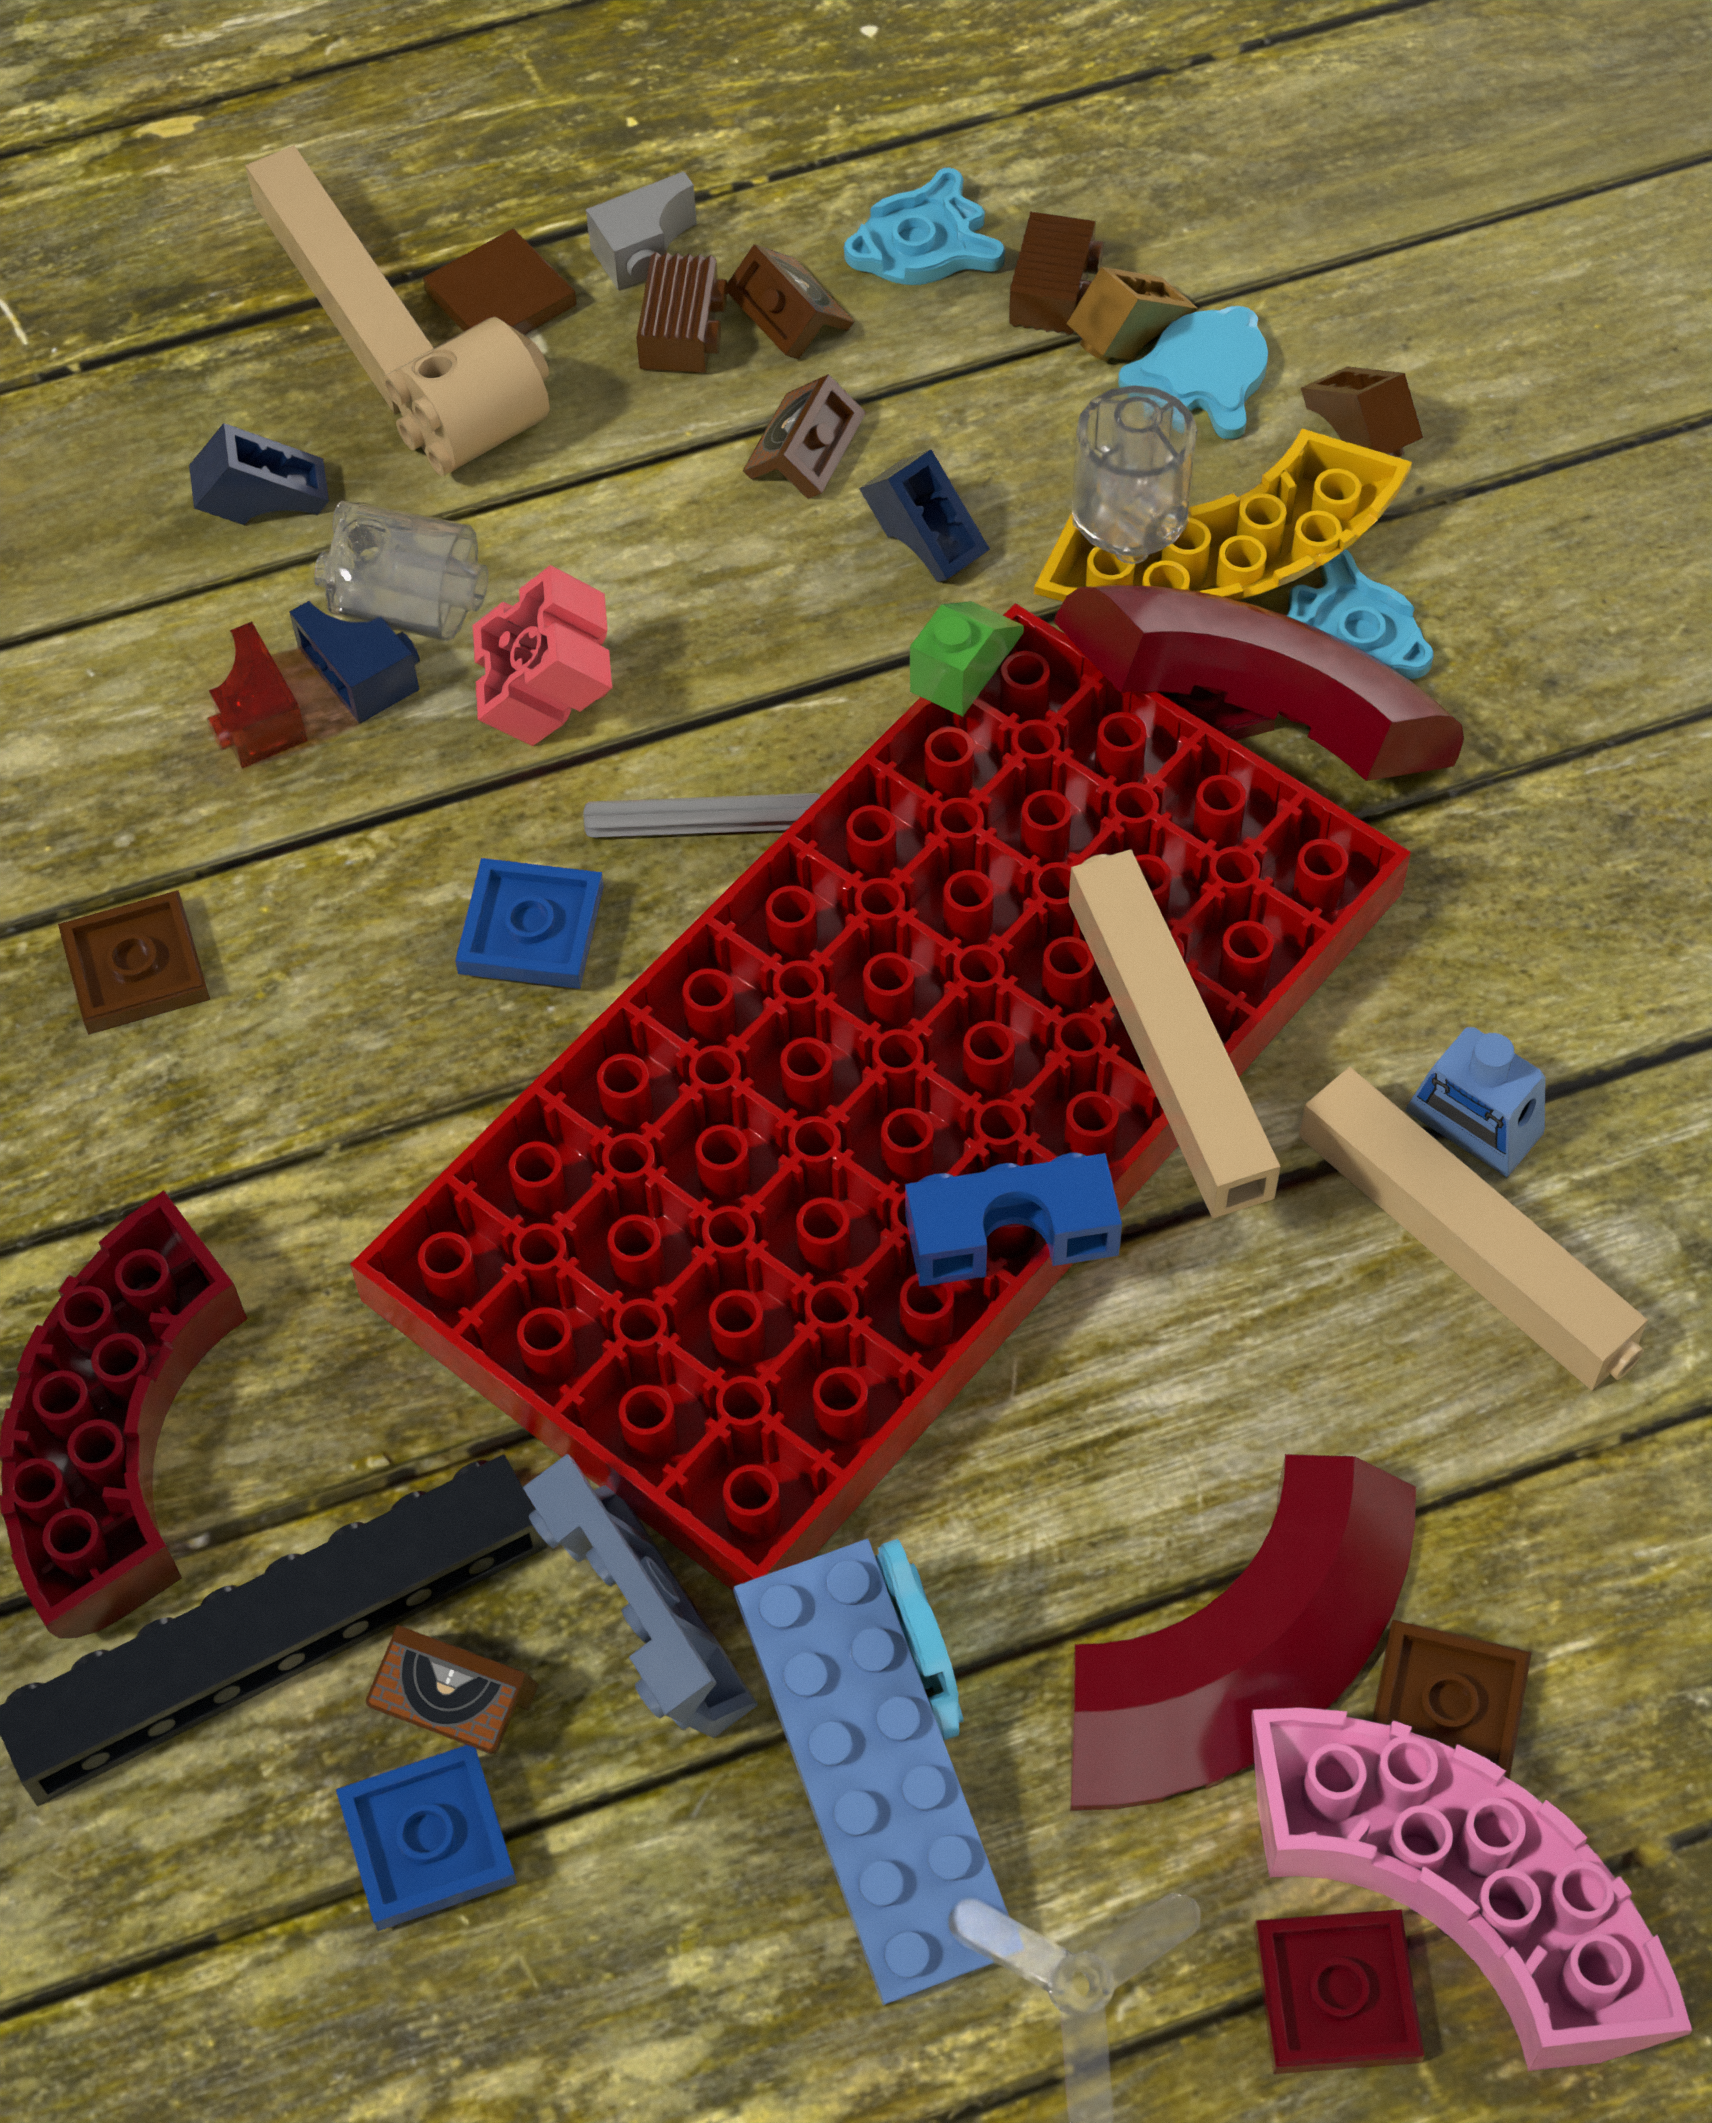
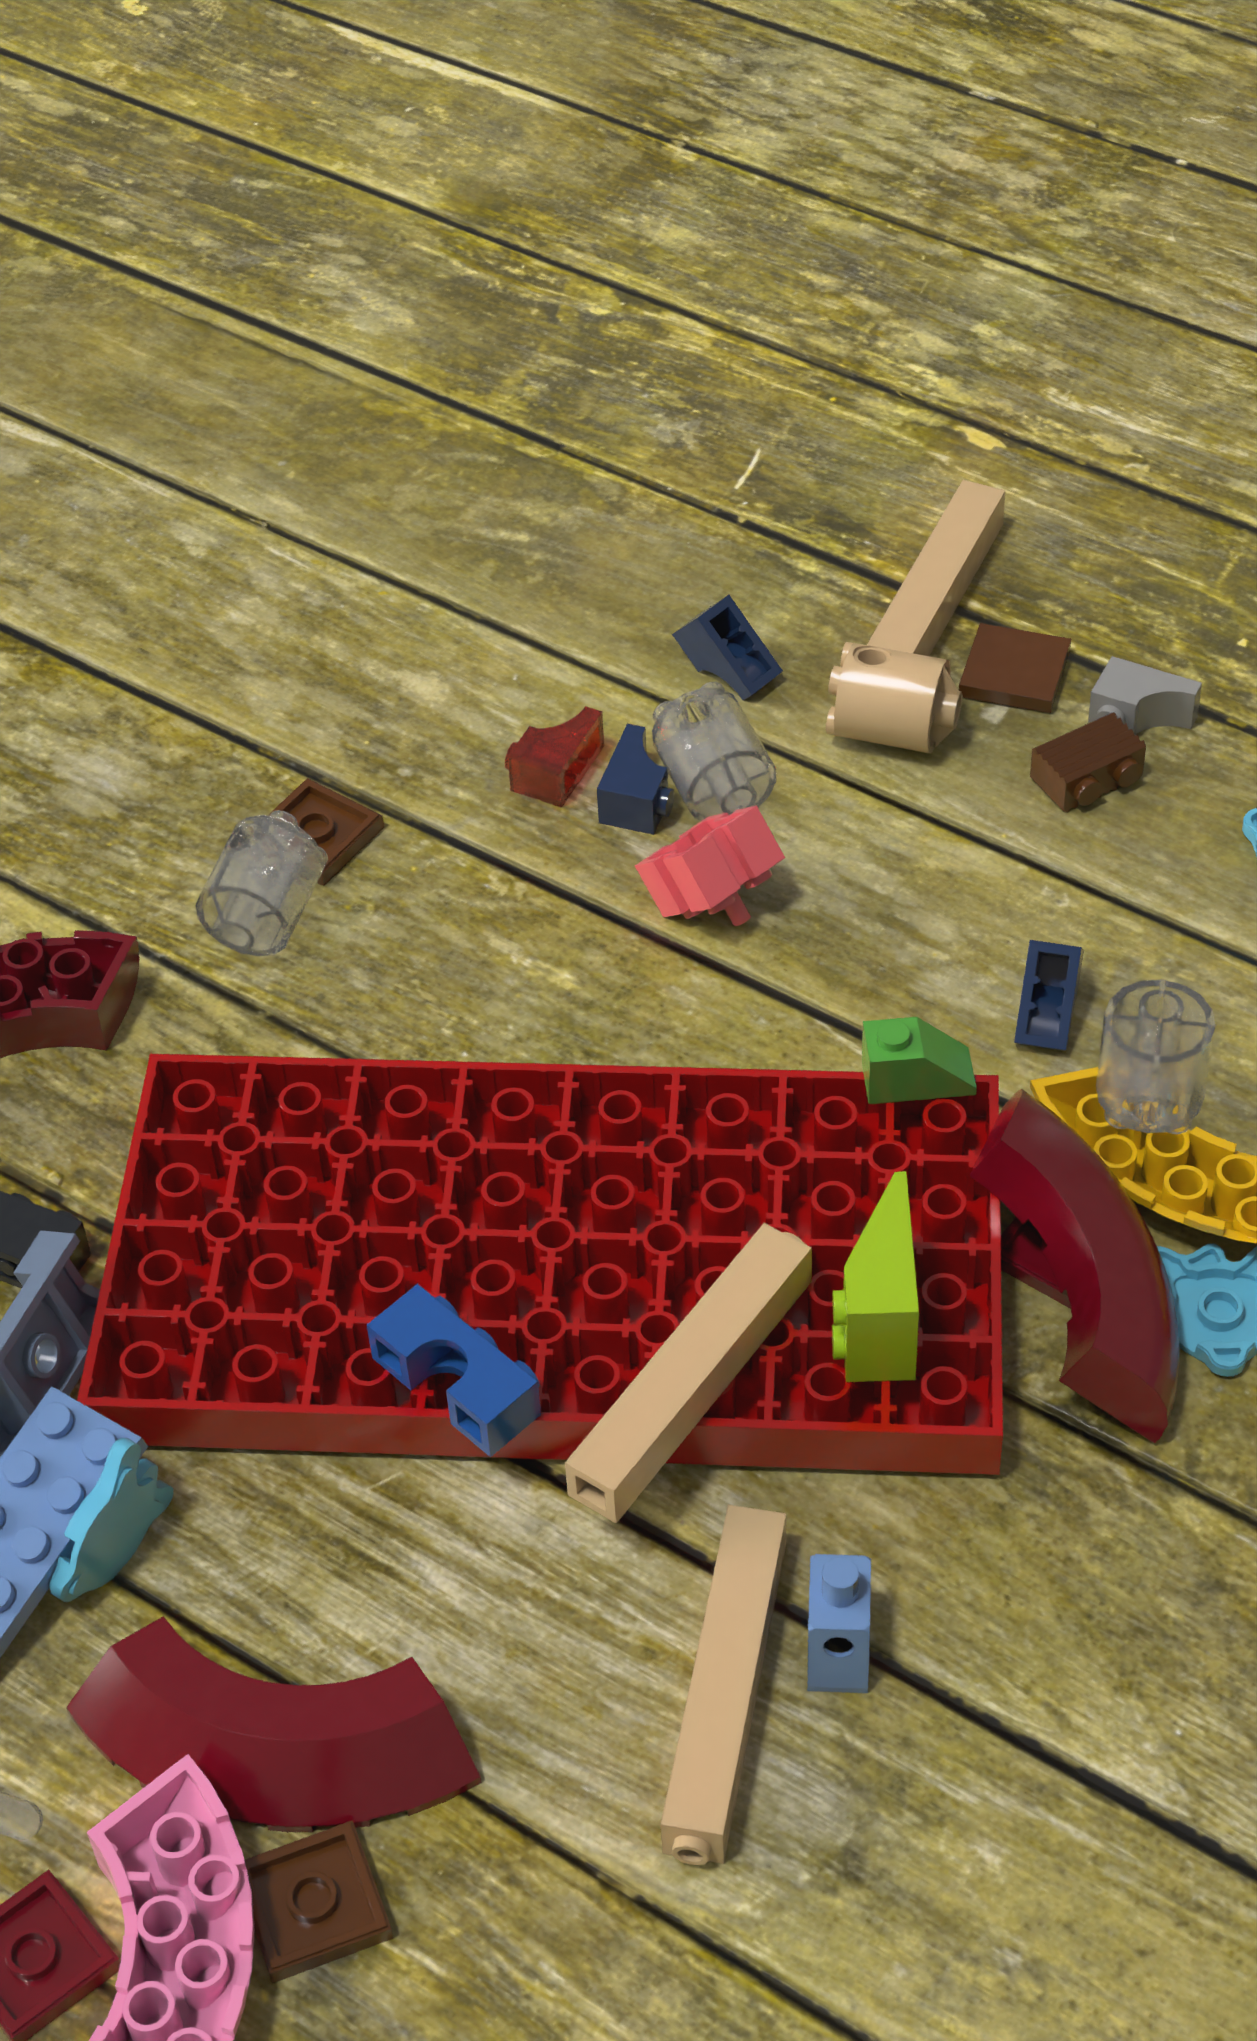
camera: 55 degrees right, 10 degrees down
(192, 1041) = (261, 884): none -> clear cylinder
(530, 923) = (511, 997): blue plate -> none
(695, 815) = (671, 1020): light grey axle -> none
(784, 300) = (1169, 807): reddish brown panel -> none
(807, 435) = (1059, 895): reddish brown panel -> none
(1222, 821) = (879, 1301): none -> lime slope

